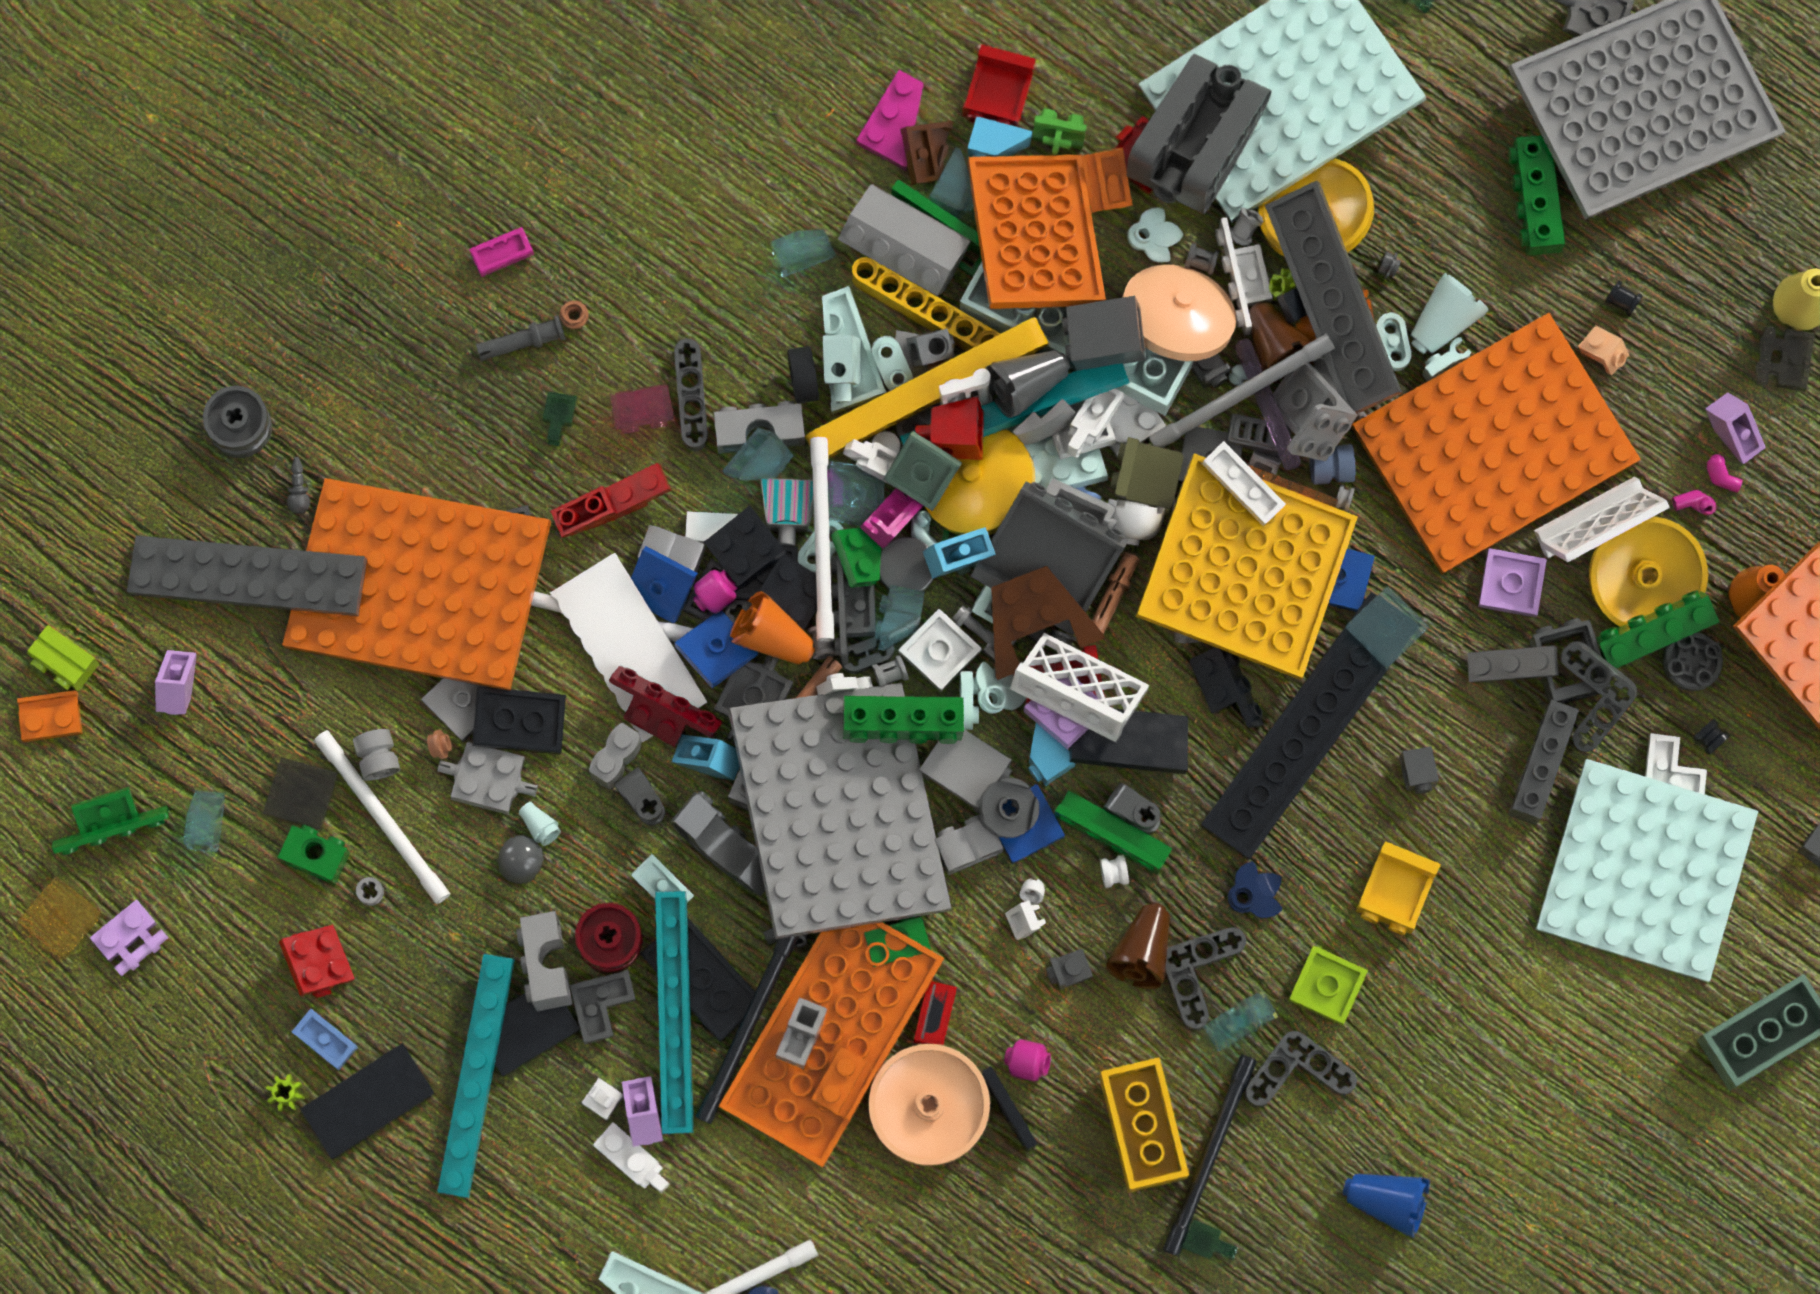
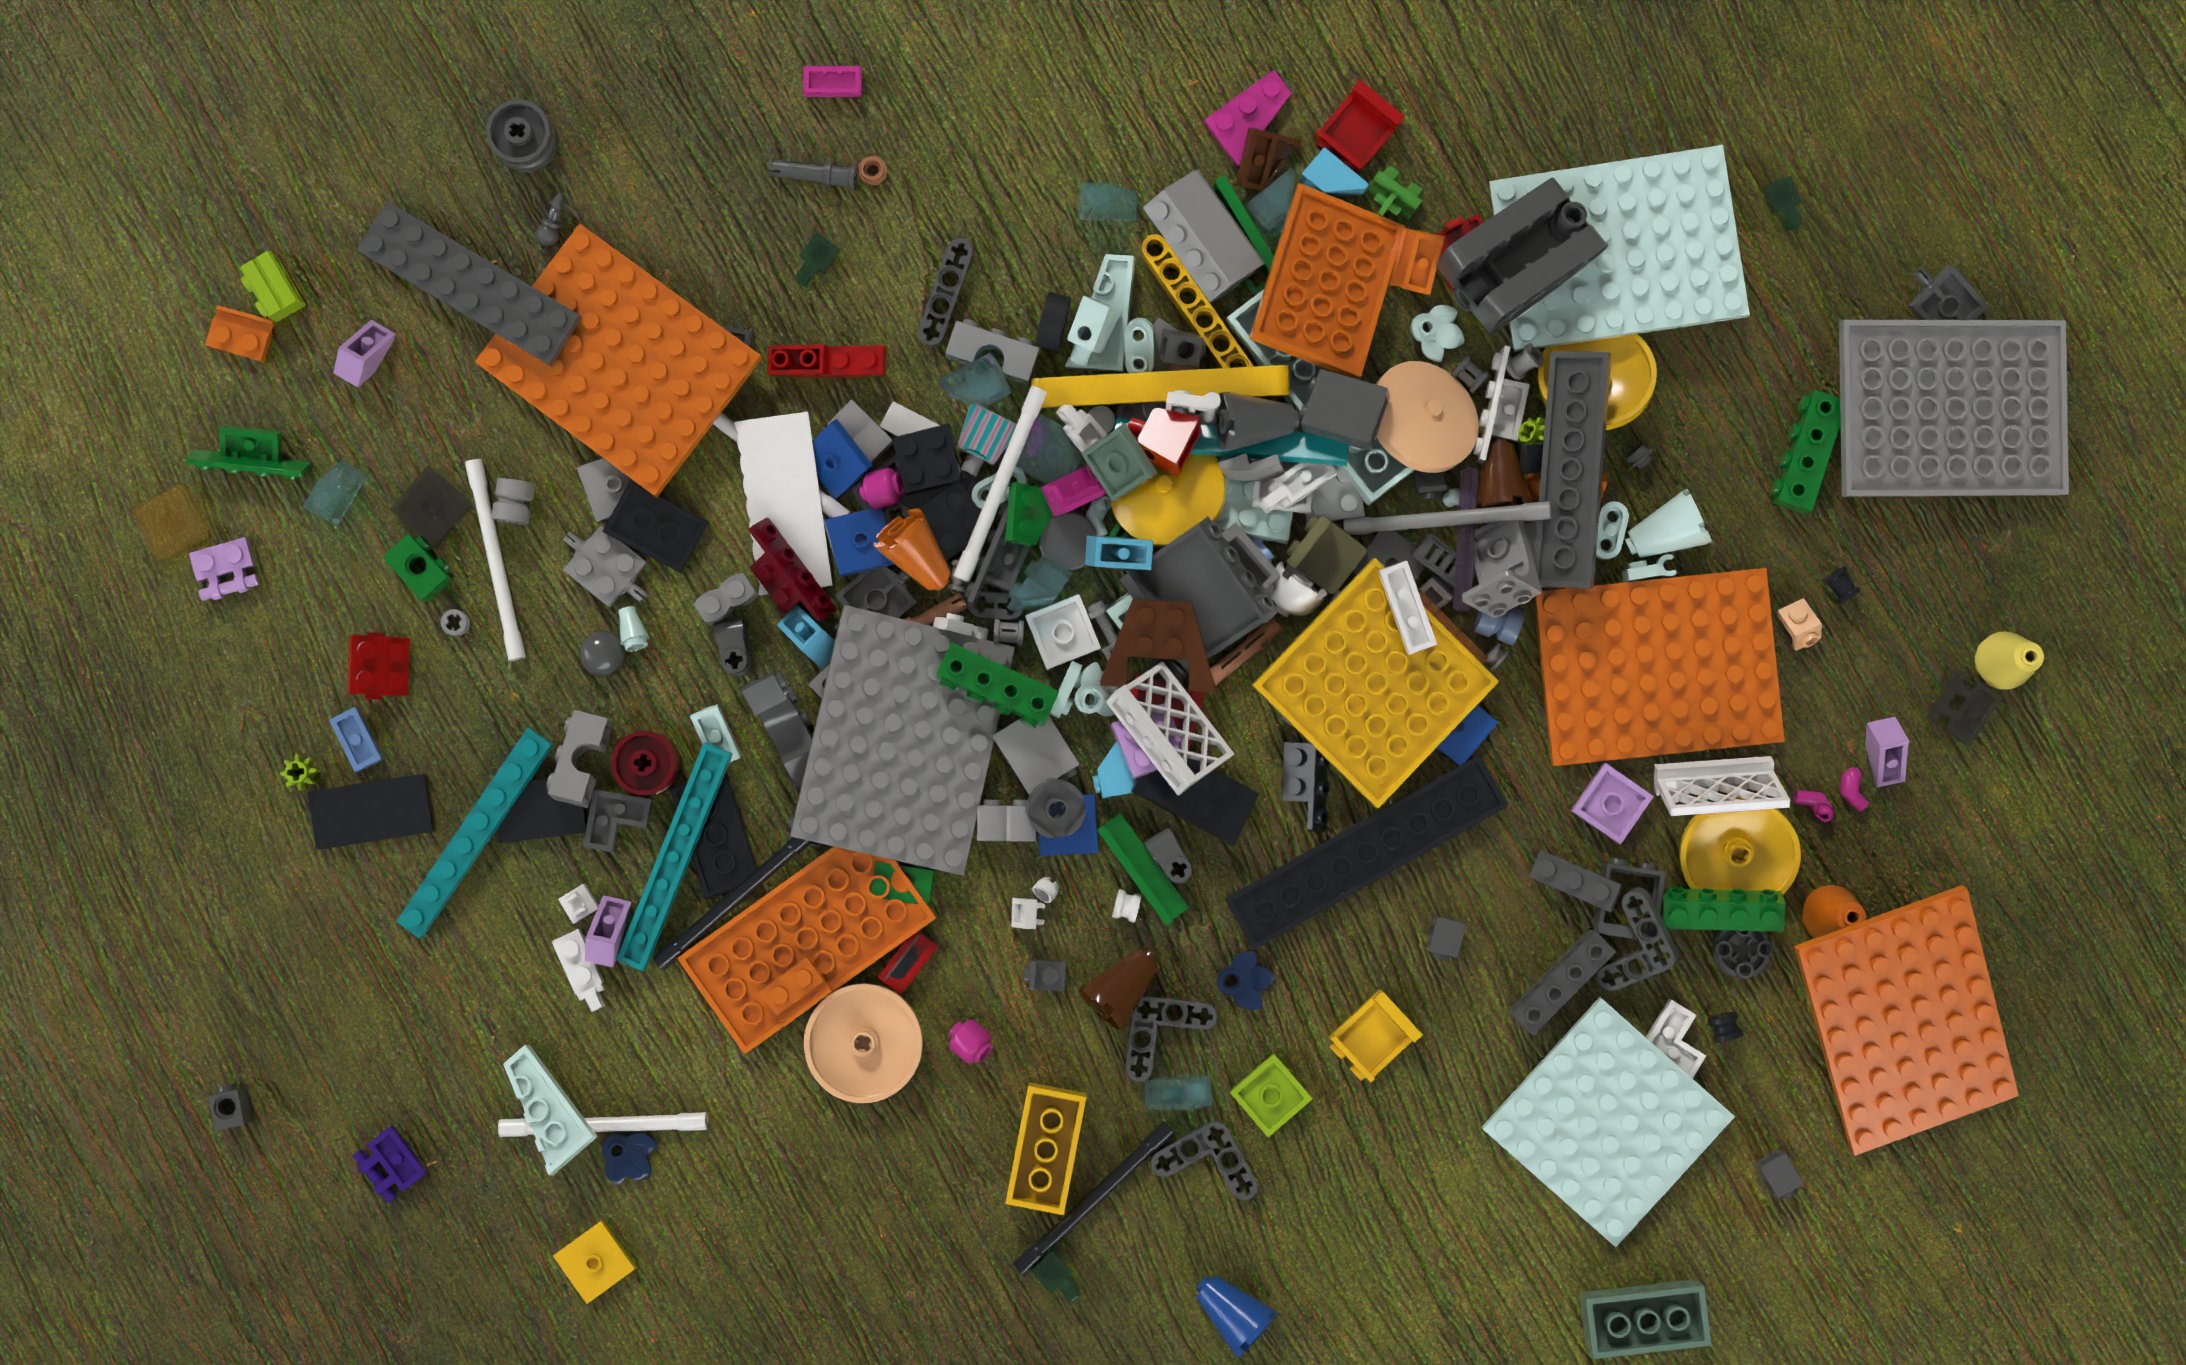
camera: 20 degrees right, 10 degrees up
(439, 744) = (574, 516): nougat plate -> none
(641, 407) = (892, 286): clear pink brick -> none
(801, 1033) = (775, 931): light grey brick -> none
(1009, 1109) = (933, 1077): black tile -> none
(1387, 627) = (1477, 796): clear light blue plate -> none

